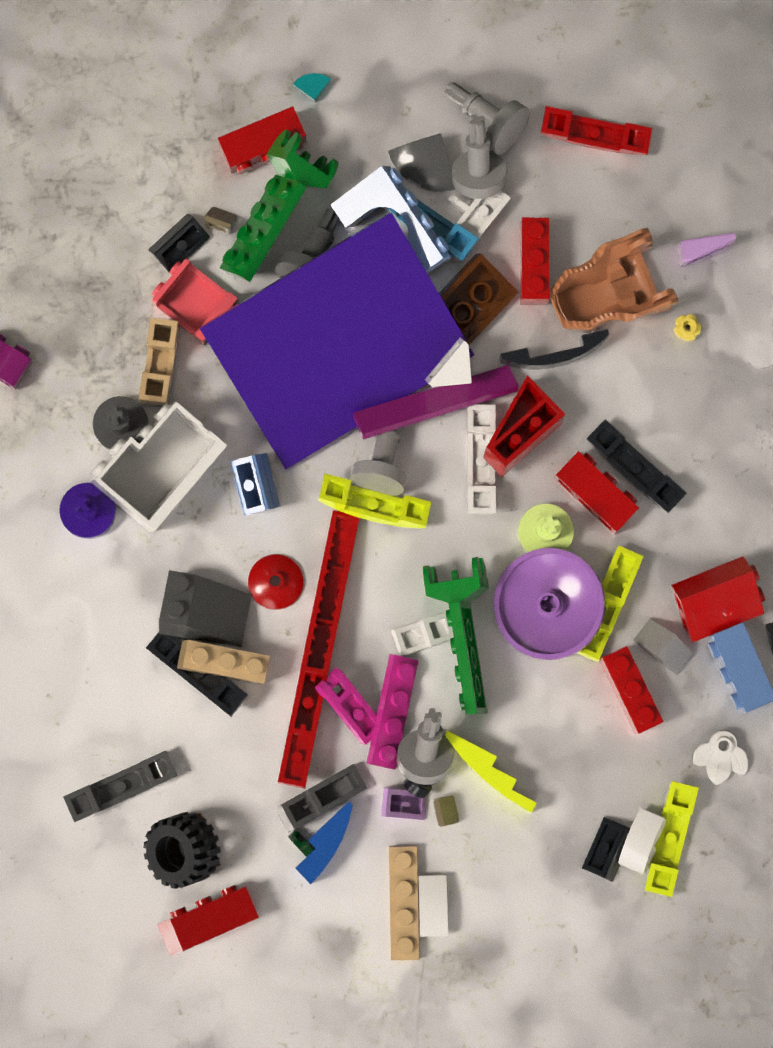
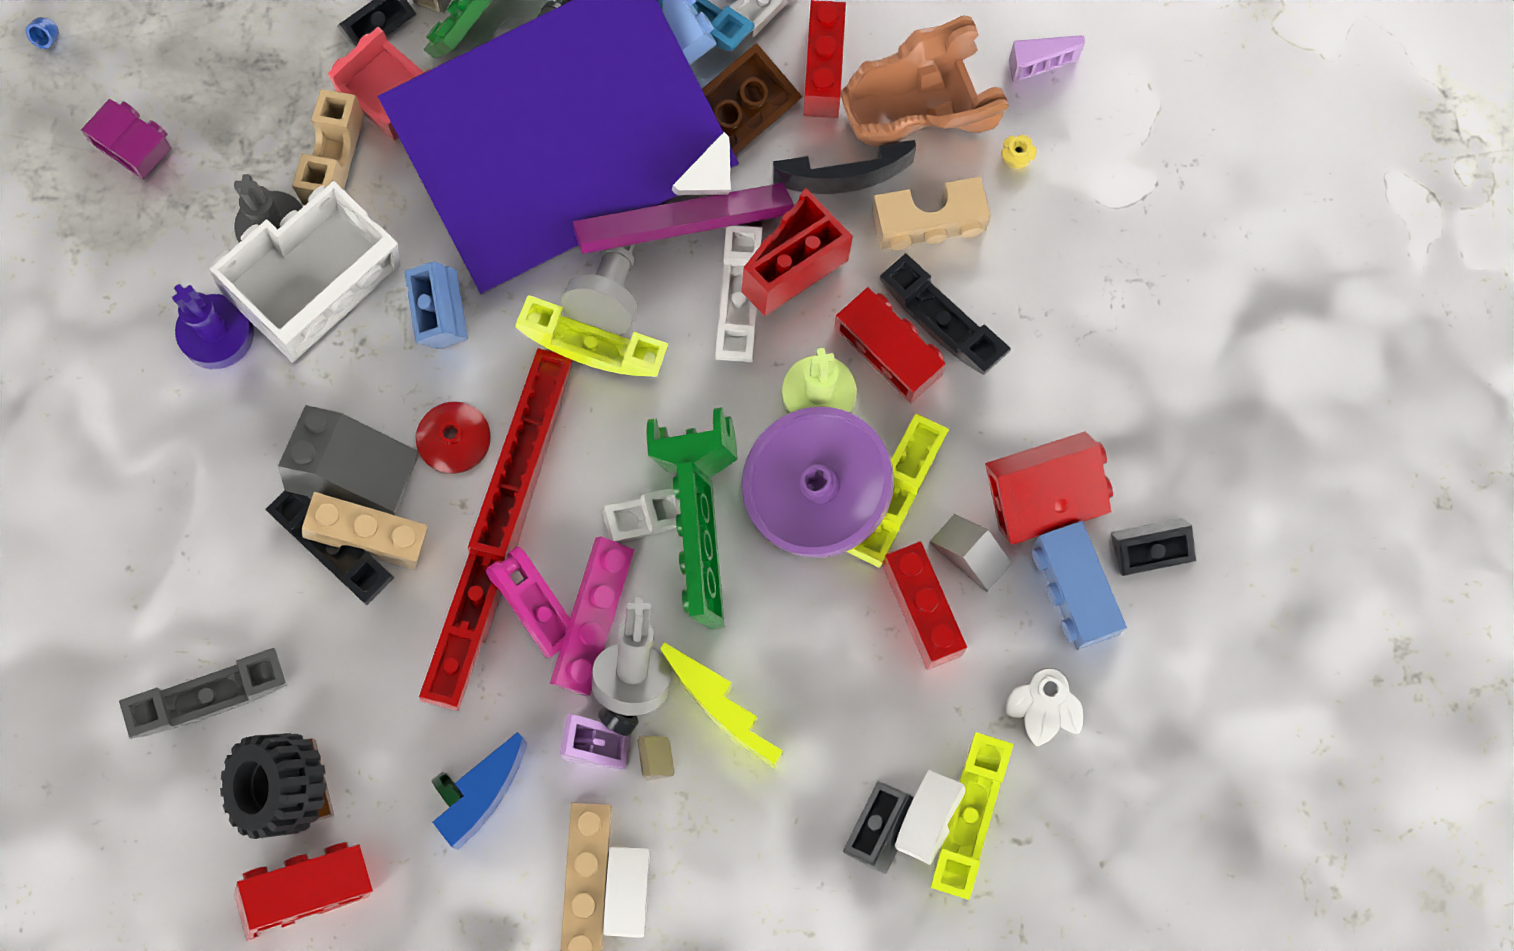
camera: 10 degrees right, 10 degrees down
(321, 798) = (481, 728): dark grey slope -> none
(600, 394) = (903, 224): none -> tan arch

